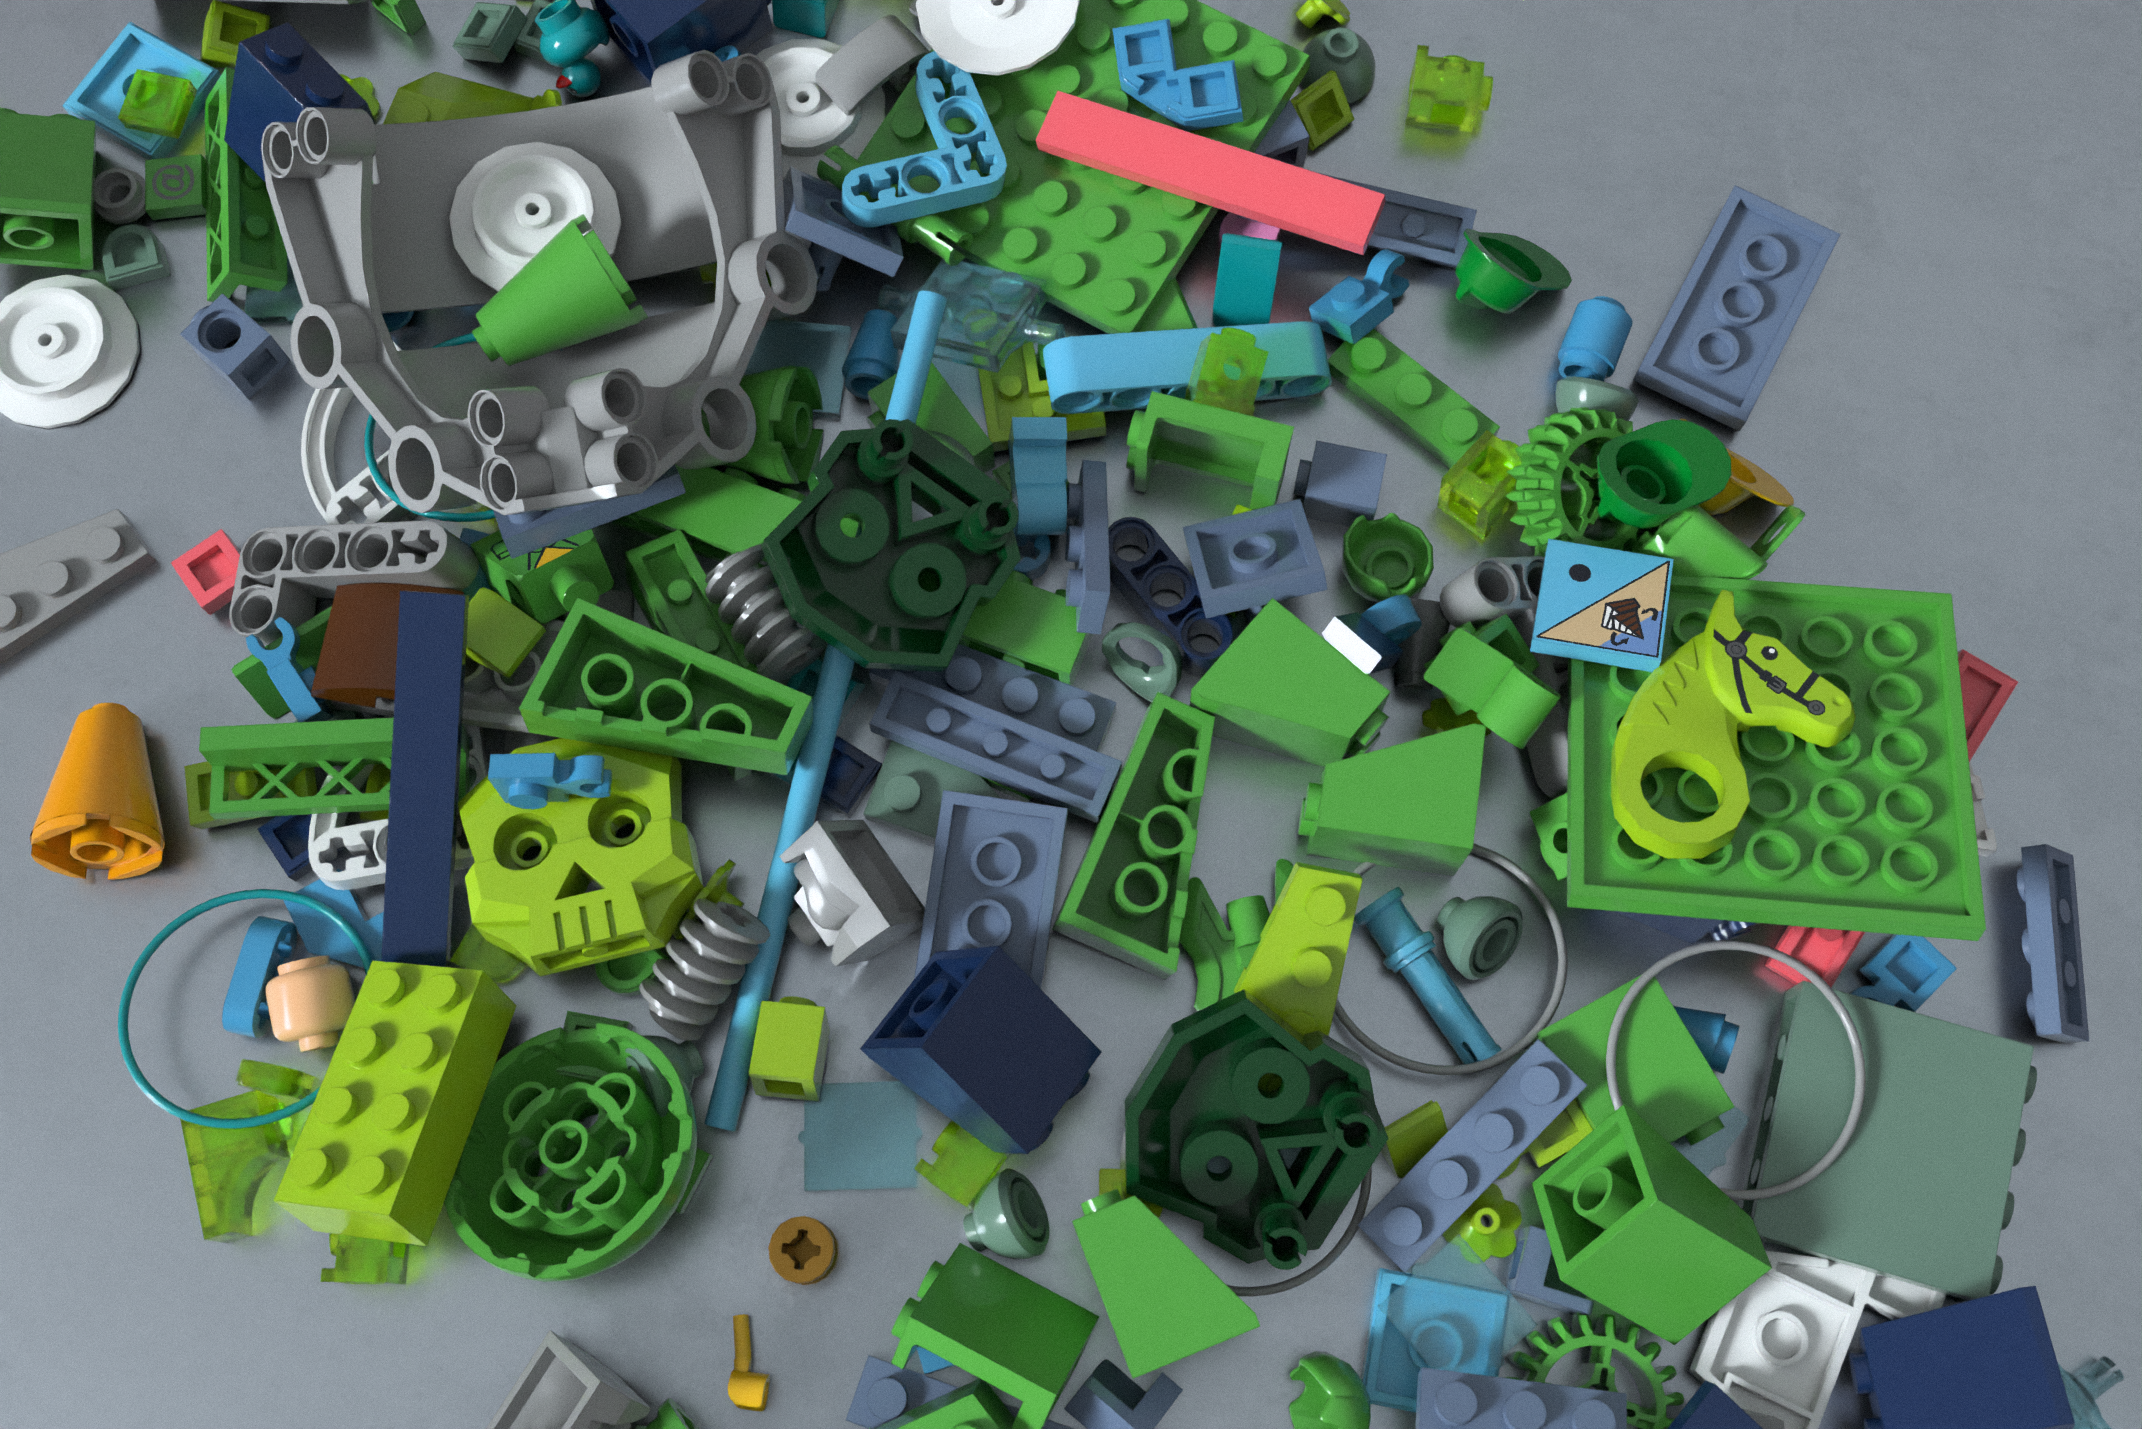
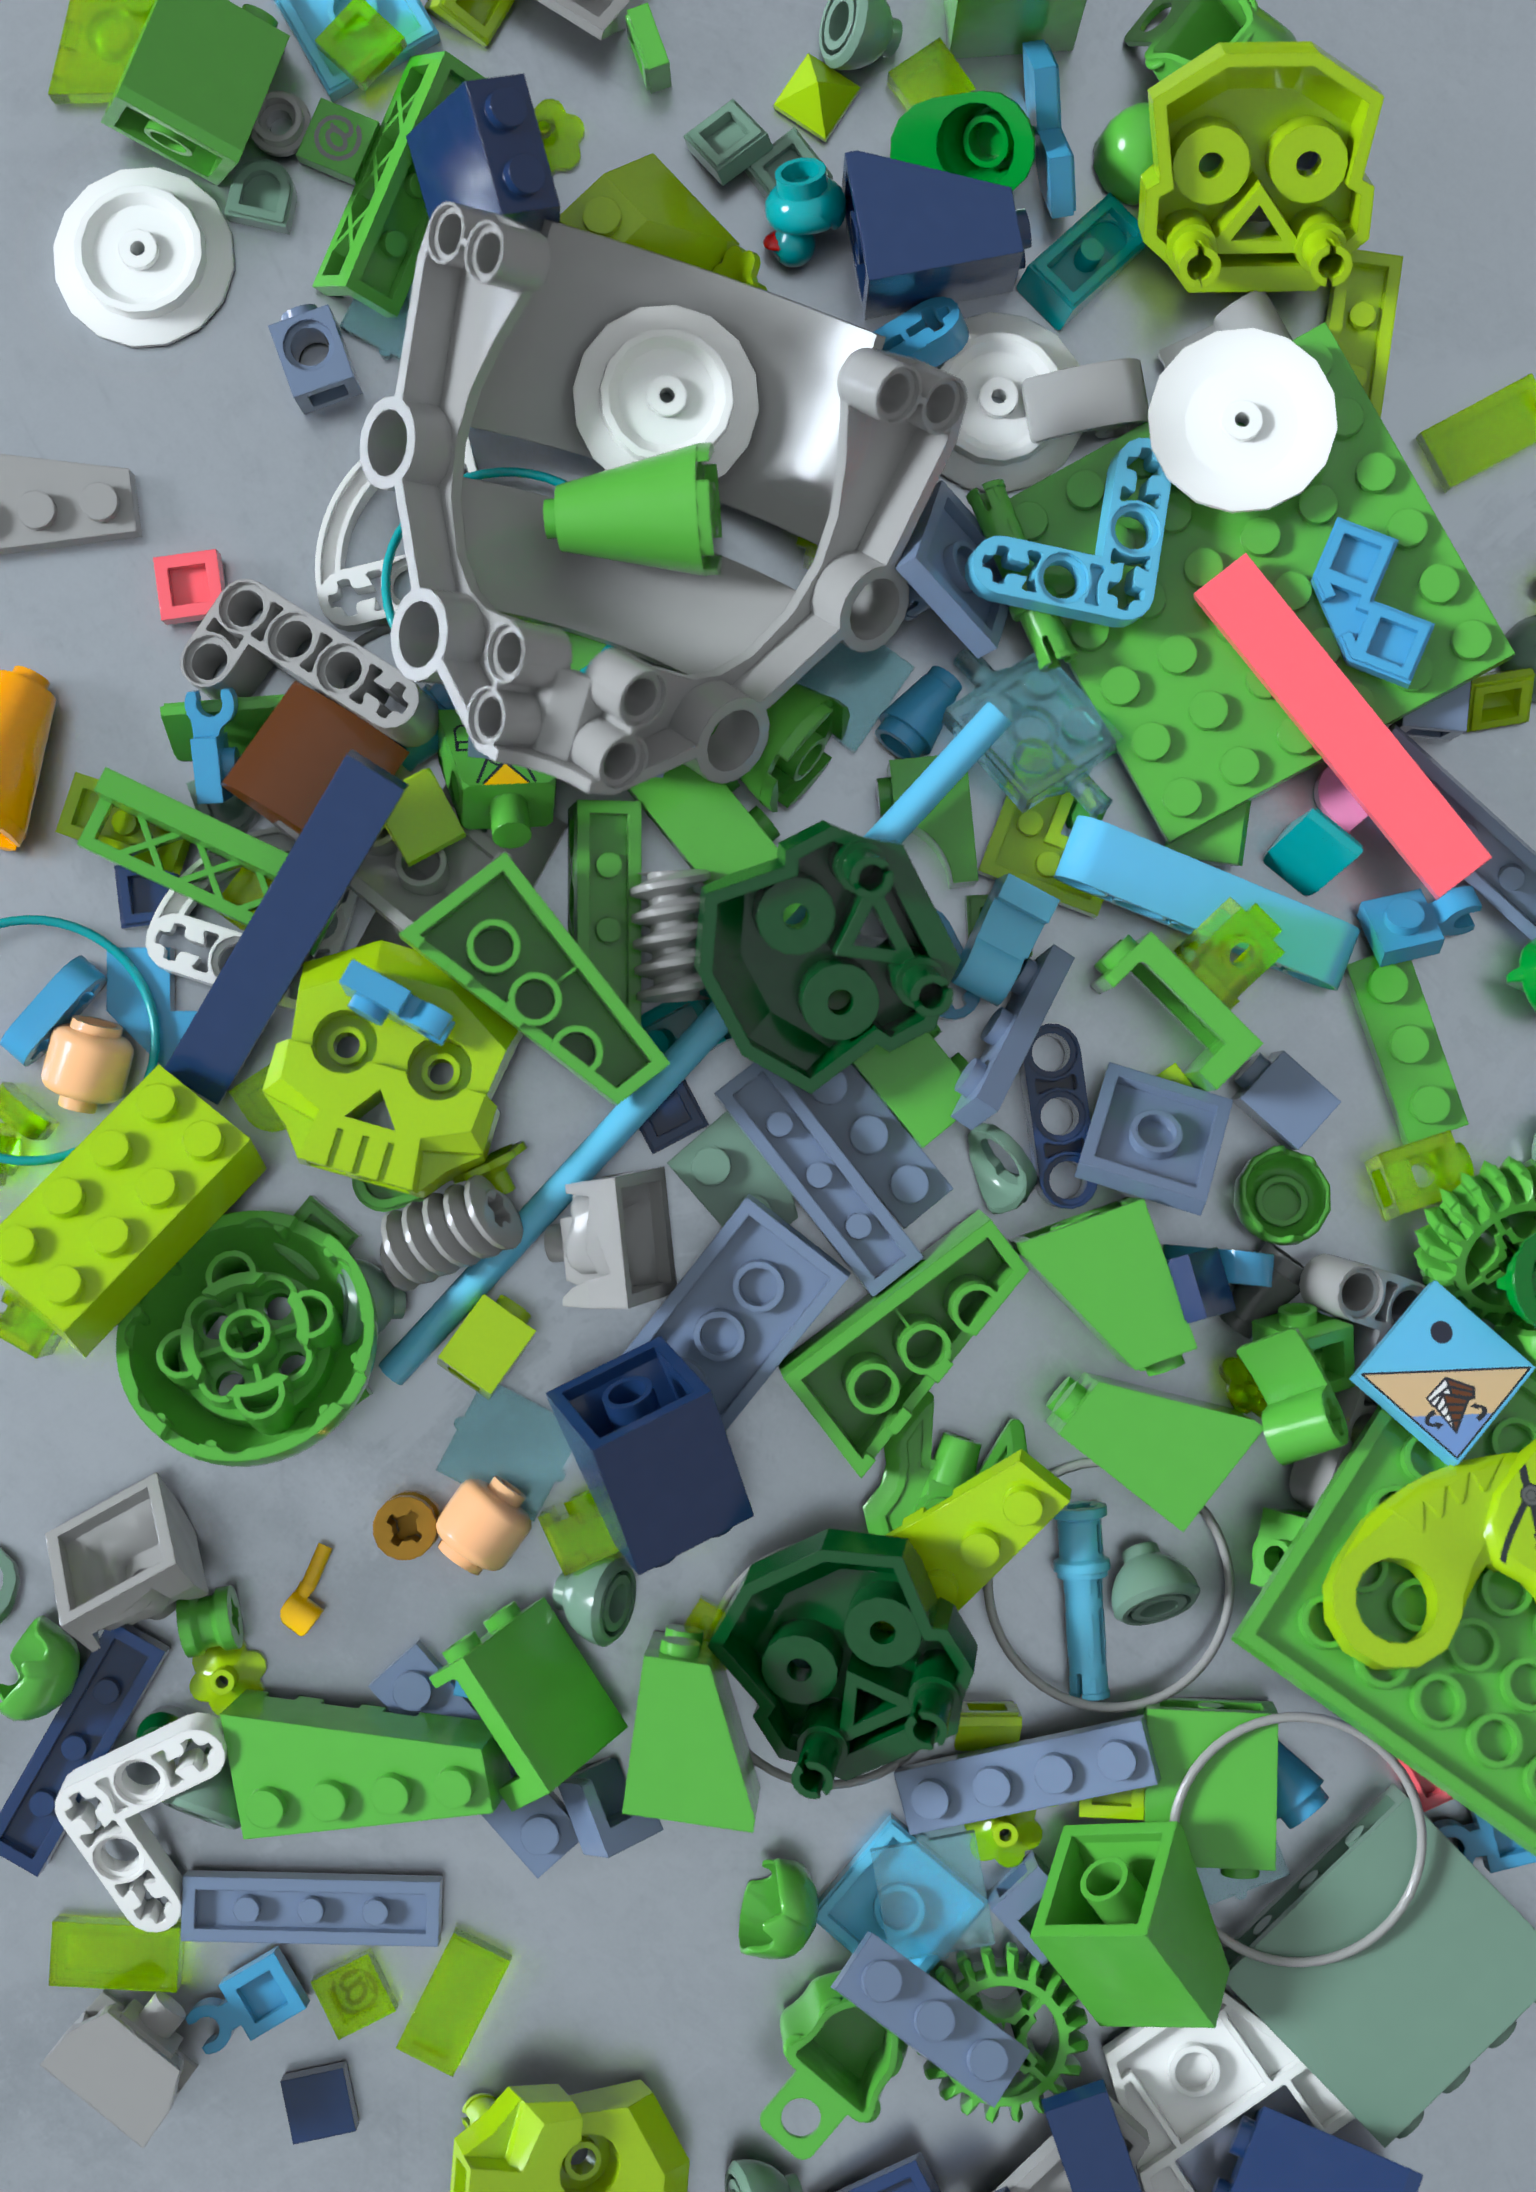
camera: 25 degrees right, 15 degrees up
(870, 1207) = (483, 1525): none -> light nougat head

